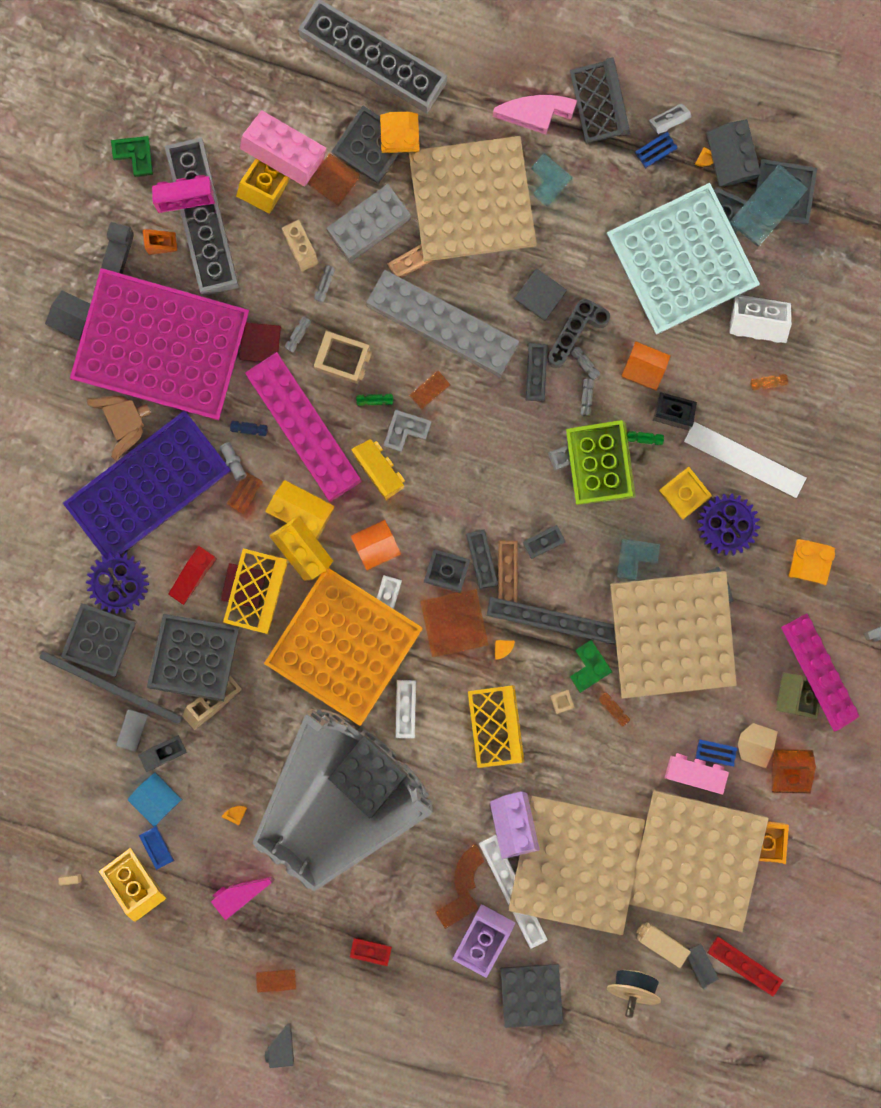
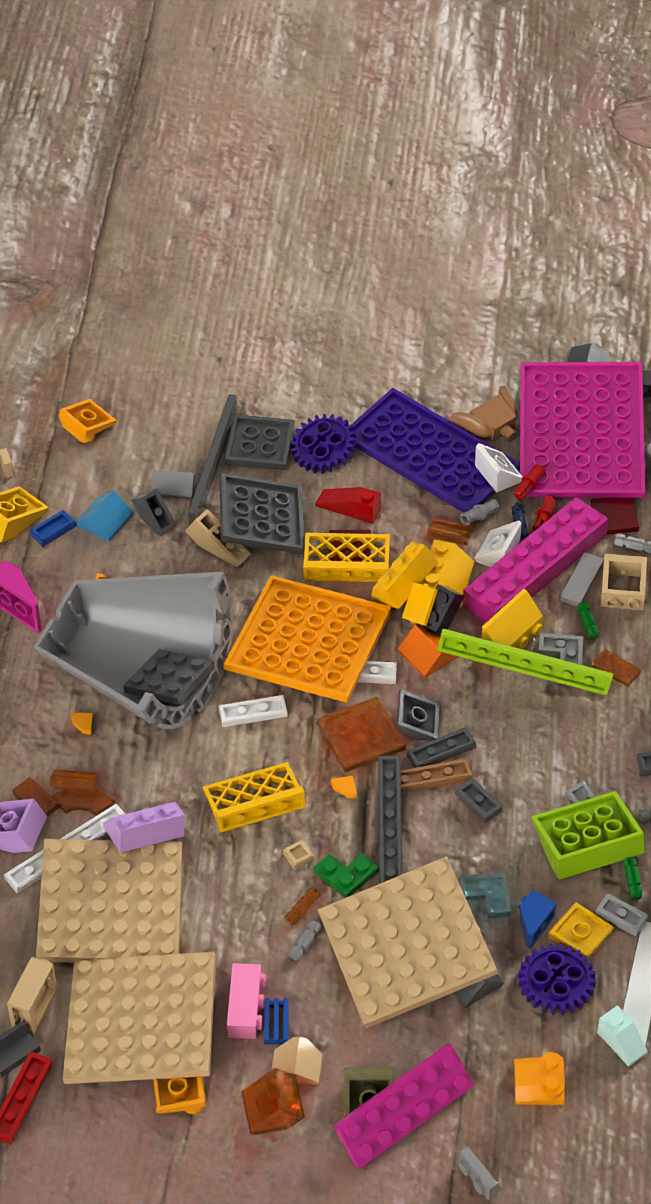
camera: 80 degrees right, 35 degrees down
(34, 796) = (85, 420): none -> light orange slope
(191, 432) = (496, 468): none -> white slope
(214, 409) = (529, 481): none -> red axle
(247, 404) = (545, 512): none -> red axle
(275, 455) = (499, 543): none -> white slope
(327, 392) = (582, 579): none -> light grey tile
(338, 542) = (419, 604): none -> yellow piece
(343, 525) = (444, 608): none -> black brick
(385, 857) = (83, 722): none -> light orange tile
(421, 462) = (525, 662): none -> lime plate
(444, 873) = (73, 779): none -> clear orange tile
(647, 714) = (304, 940): none -> light grey axle
(668, 526) = (535, 916): none -> blue slope
(679, 457) = (621, 914): none -> light grey plate
(791, 489) = (621, 1035): none -> light aqua slope

